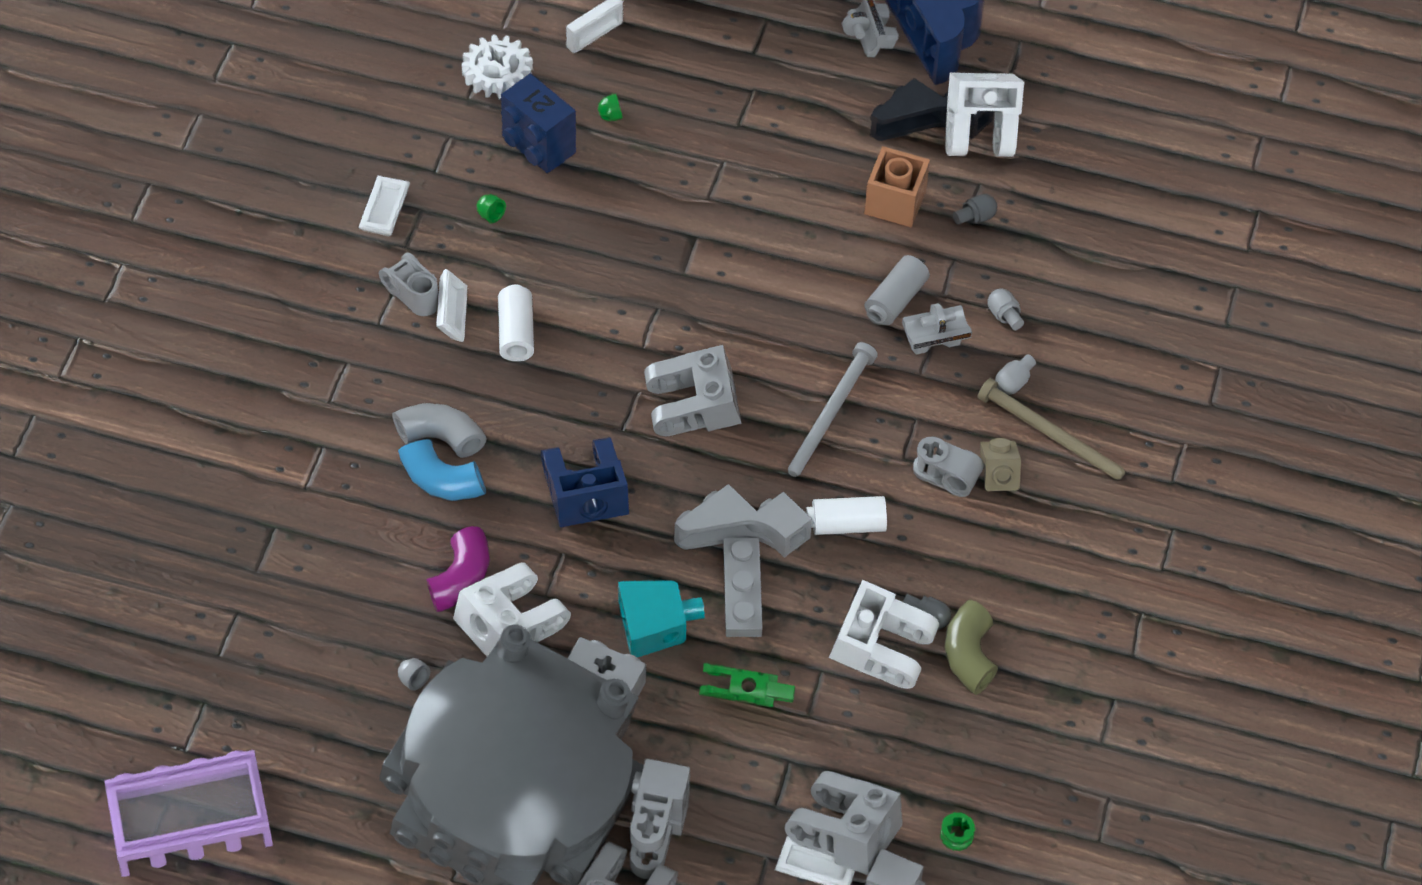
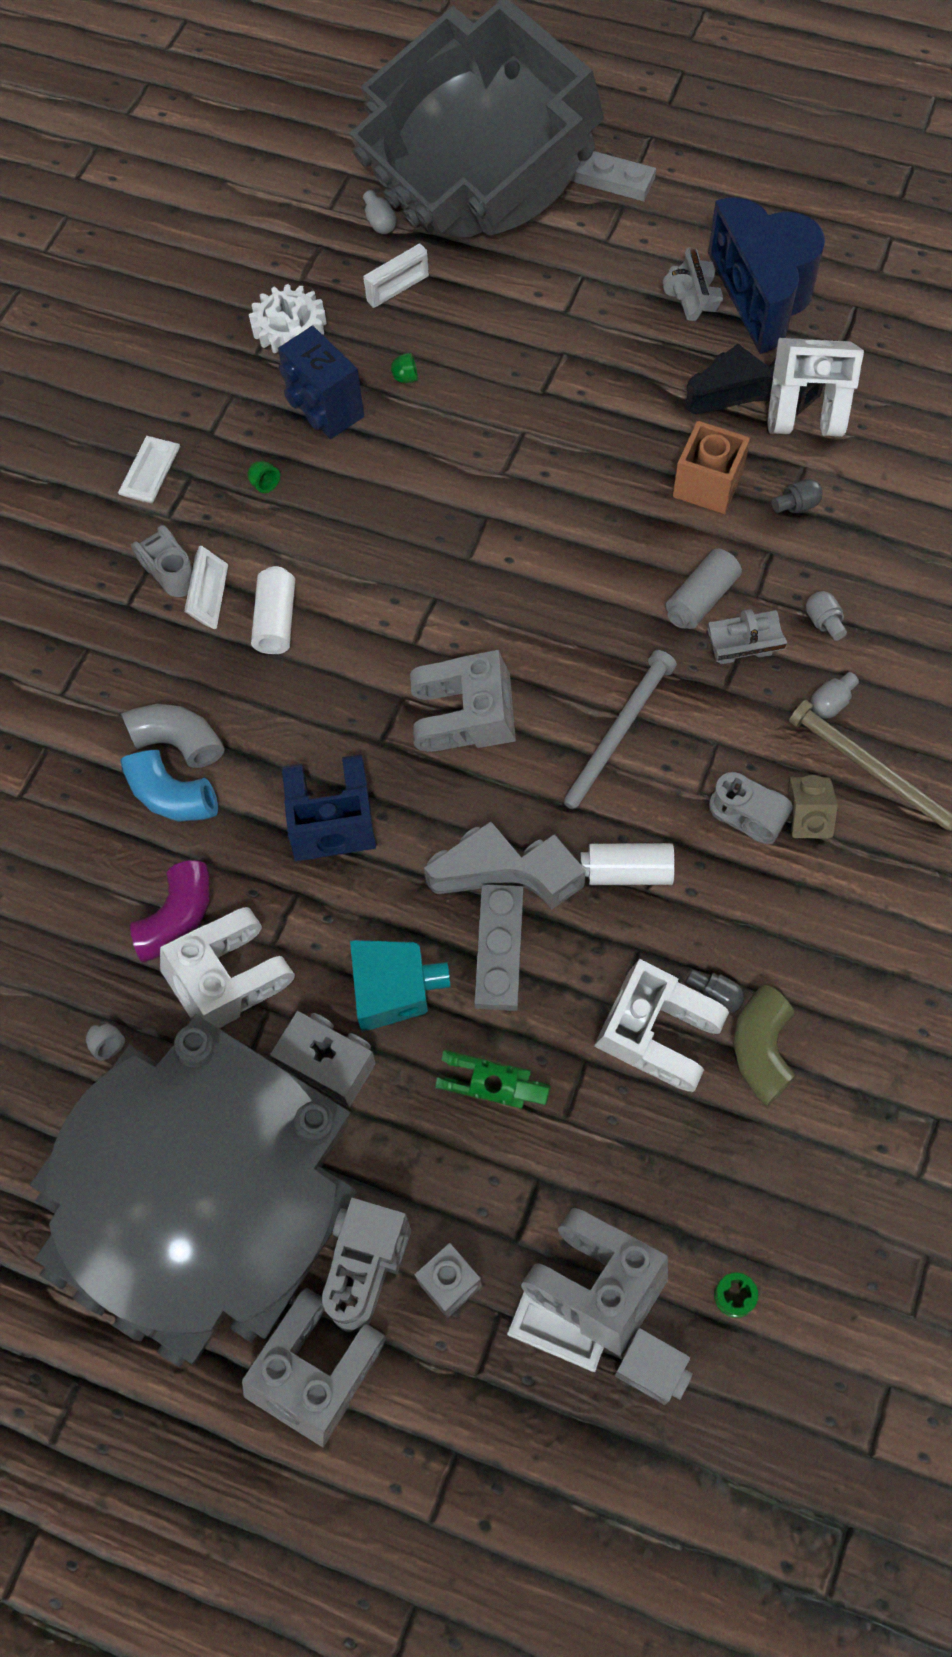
camera: 10 degrees right, 10 degrees up
(725, 830) = (448, 1280): none -> light grey brick

